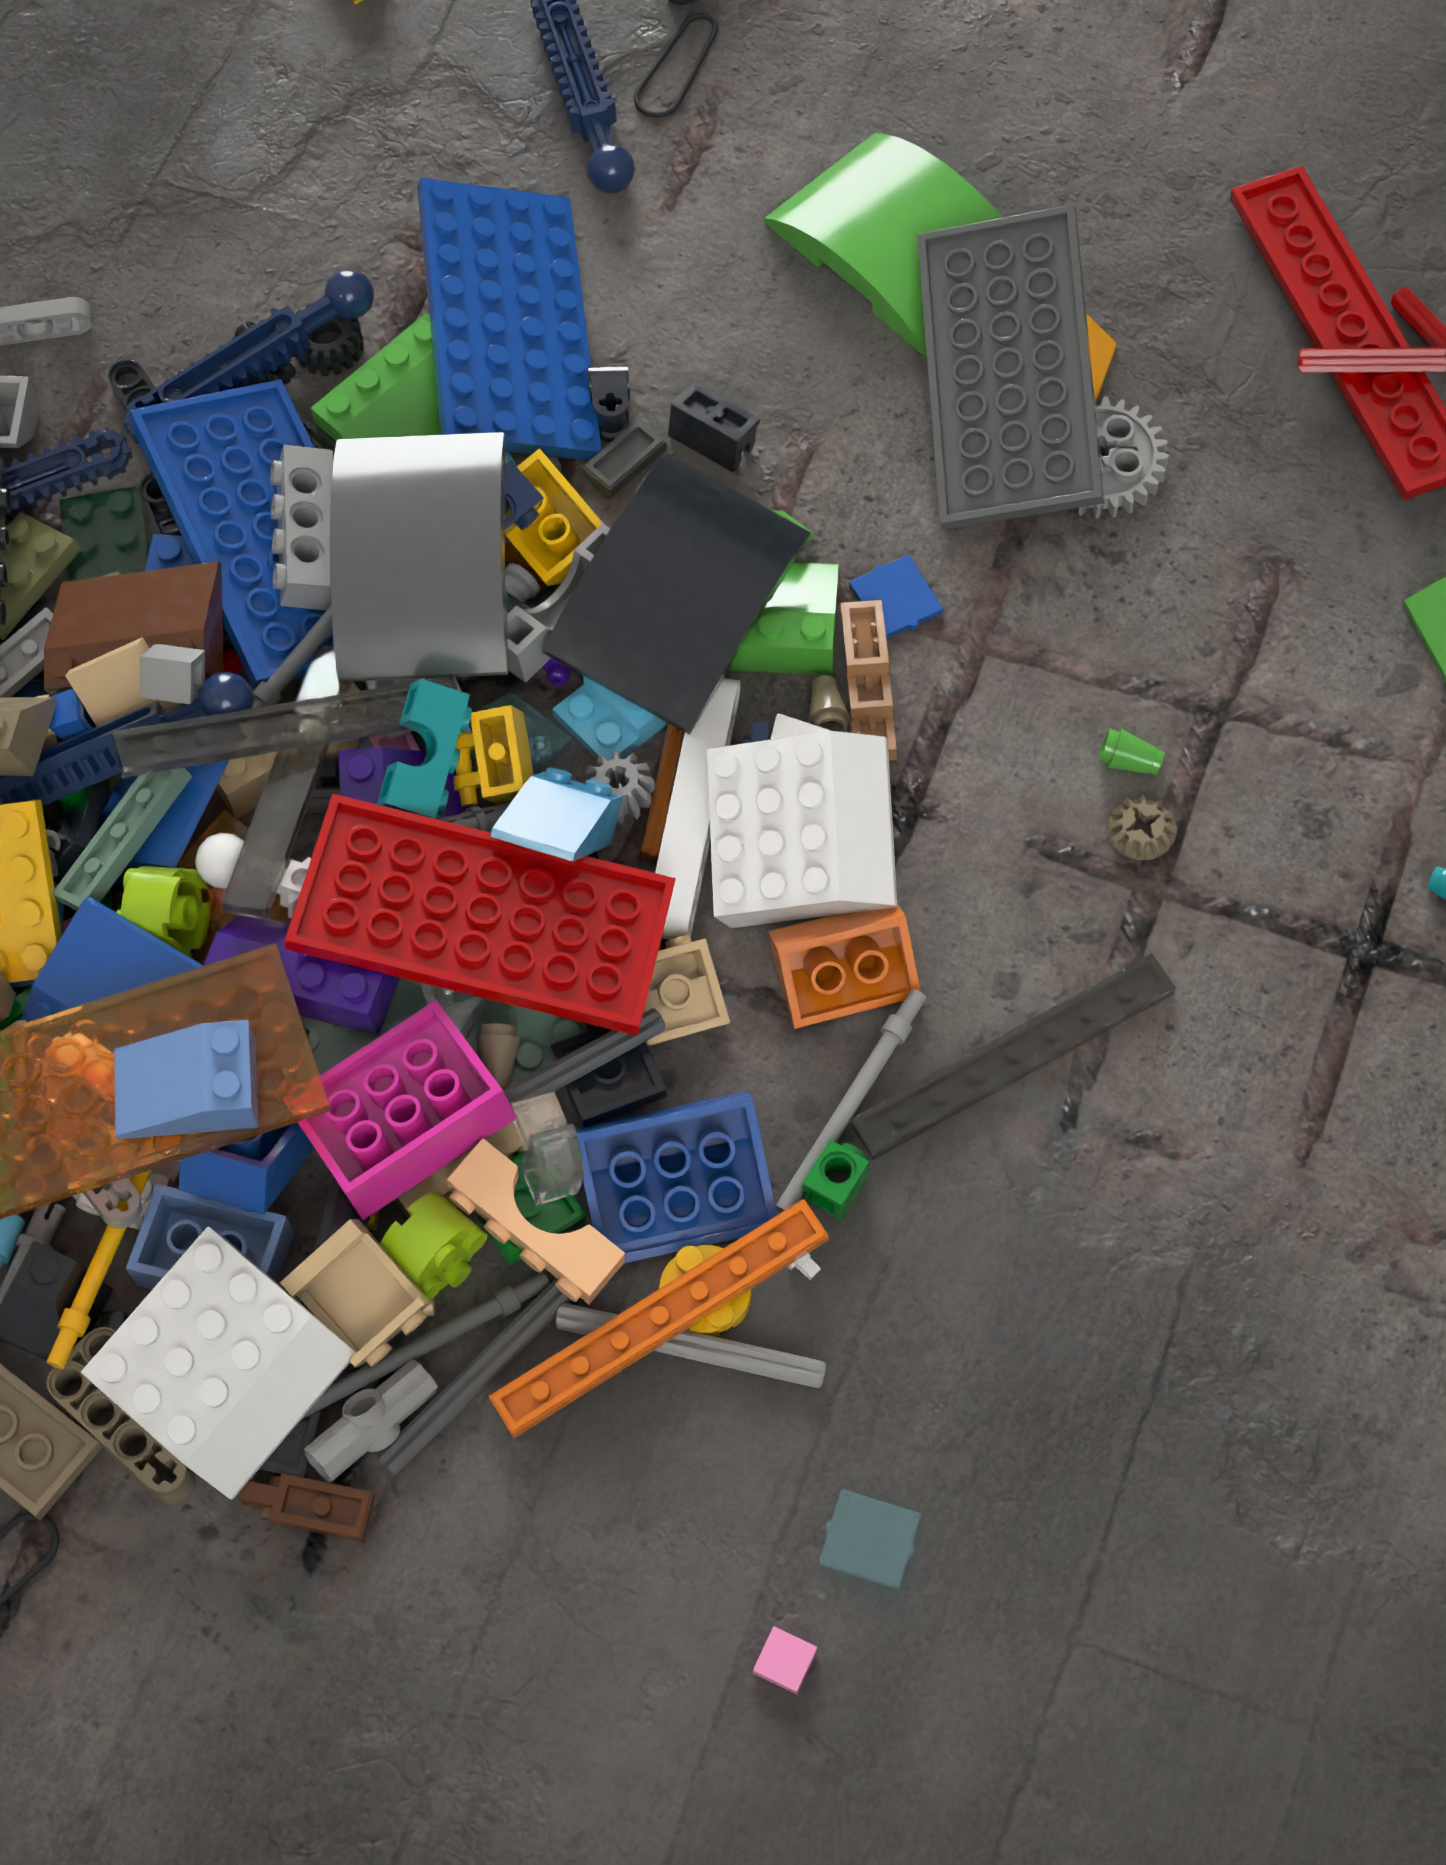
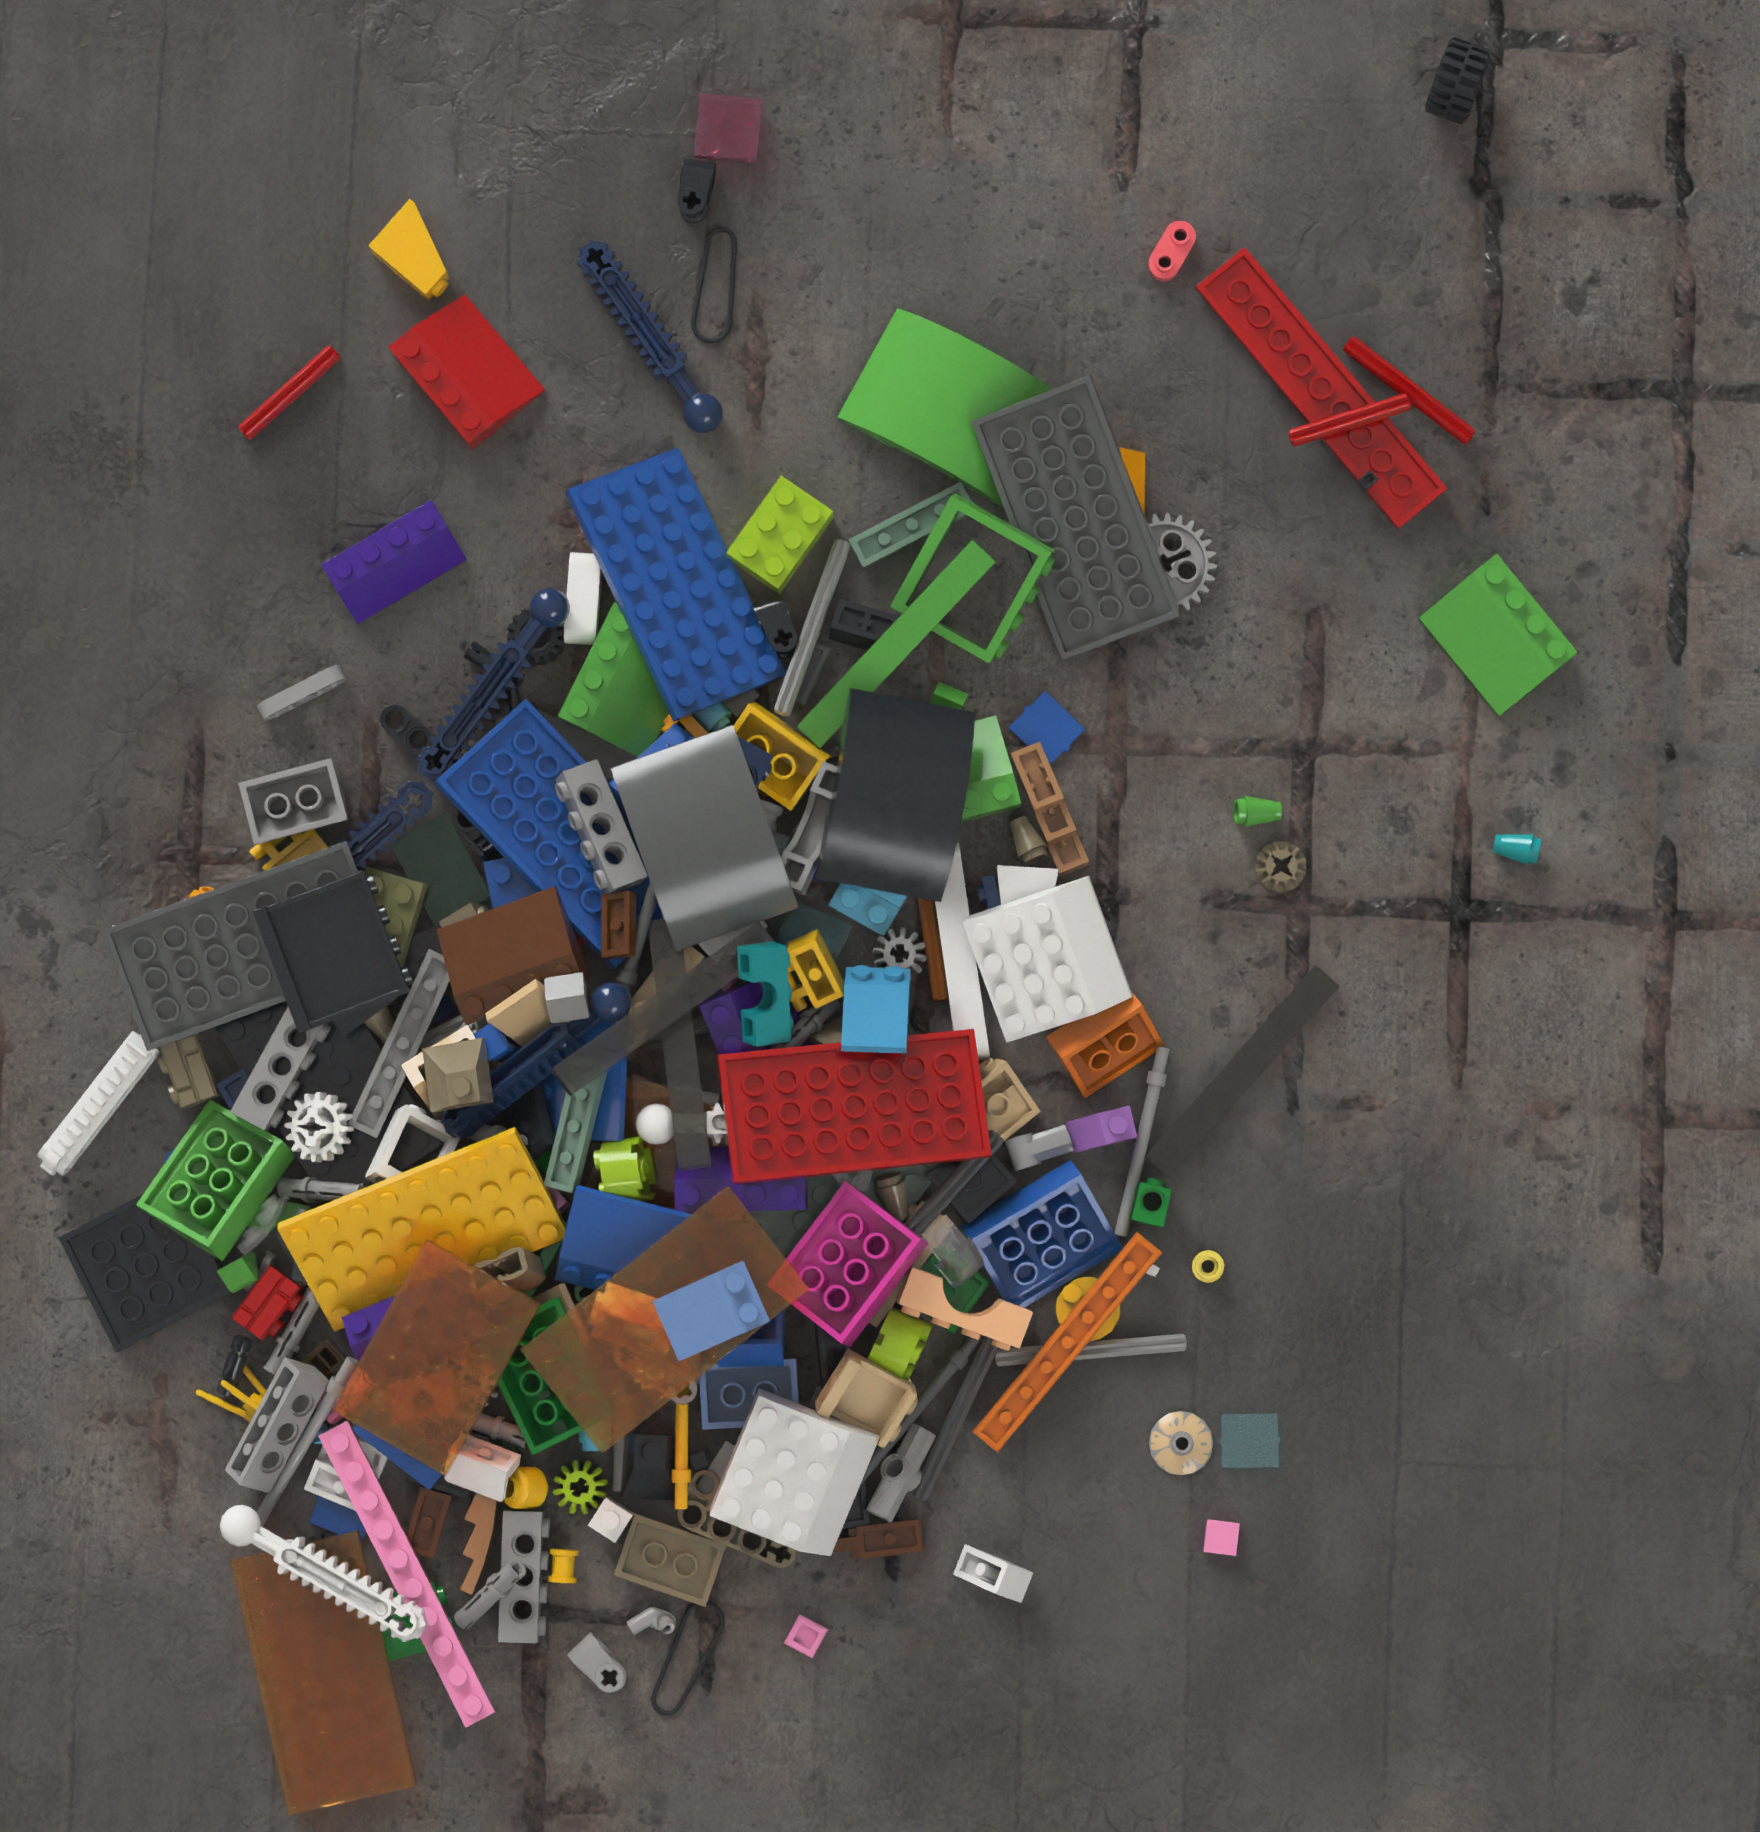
camera: 20 degrees left, 20 degrees up
(156, 1607) = (806, 1636): none -> bright pink tile
(163, 43) = (289, 392): none -> red axle
(198, 220) = (394, 562): none -> dark purple slope
(278, 631) = (618, 925): none -> reddish brown plate
(362, 68) = (466, 370): none -> red slope
(394, 310) = (584, 599): none -> white beam
(446, 1602) = (993, 1573): none -> white slope
(649, 409) = (812, 627): none -> light grey axle
(651, 306) = (780, 534): none -> lime brick
(698, 1065) = (1033, 1148): none -> light grey piece
(765, 422) = (898, 640): none -> bright green tile
(778, 1534) = (1164, 1437): none -> tan dish
(804, 1067) = (1101, 1129): none -> medium lavender slope
(810, 340) = (903, 528): none -> sand green plate
(820, 360) = (1026, 593): none -> bright green window
(887, 1272) = (1218, 1264): none -> light yellow plate
(1221, 152) = (1173, 250): none -> coral plate
(1381, 428) = (1367, 481): none -> black piece

